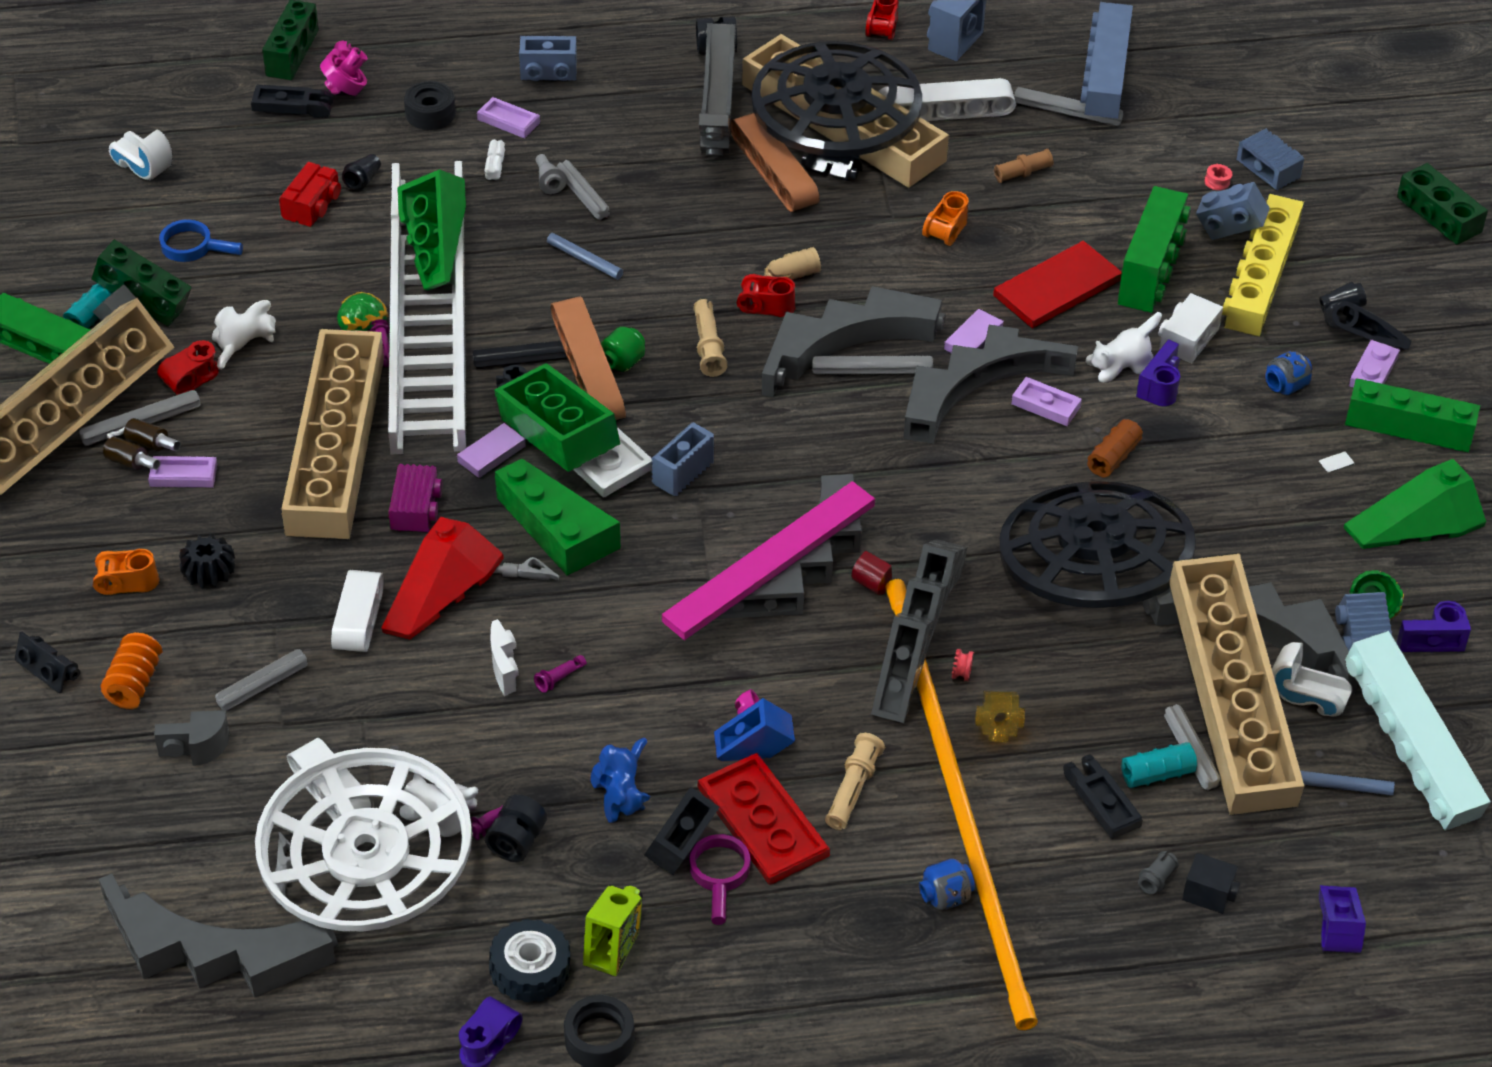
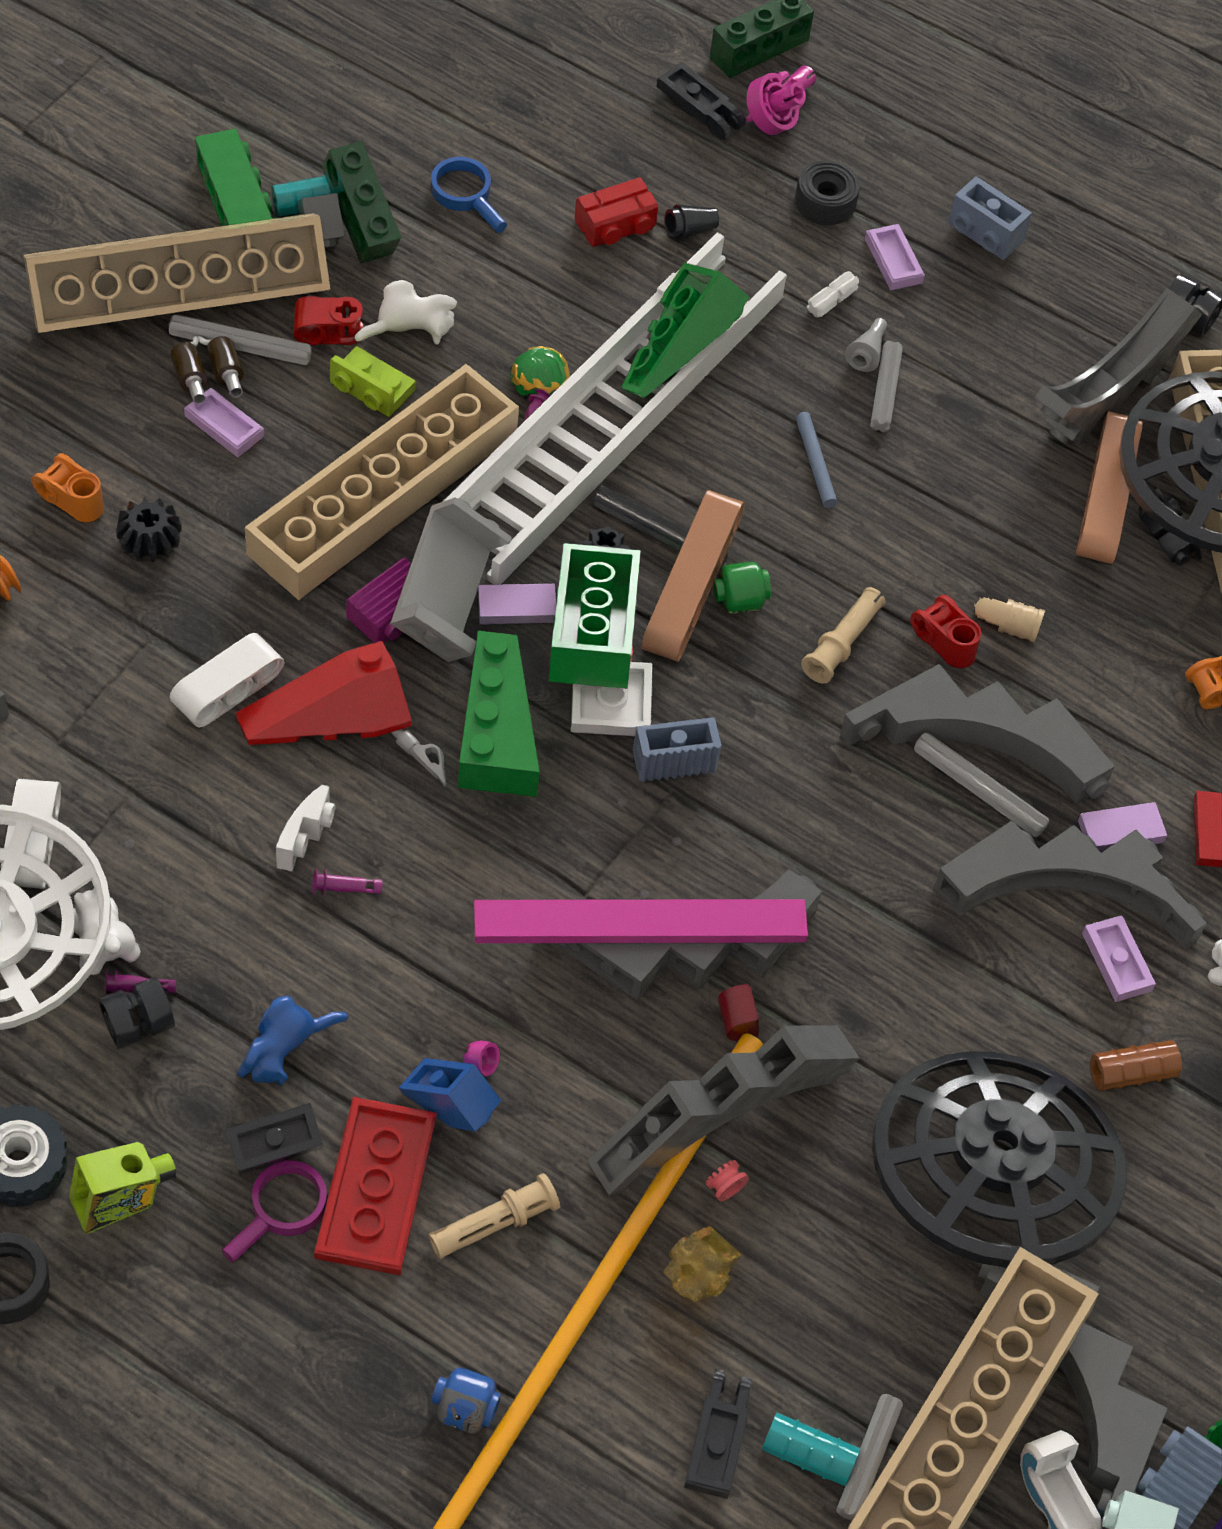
camera: 35 degrees right, 10 degrees up
(143, 156) = (503, 67): white animal -> none
(255, 387) = (371, 381): none -> lime bracket
(261, 680) = (80, 685): light grey axle -> none
(424, 432) = (446, 578): none -> light grey panel

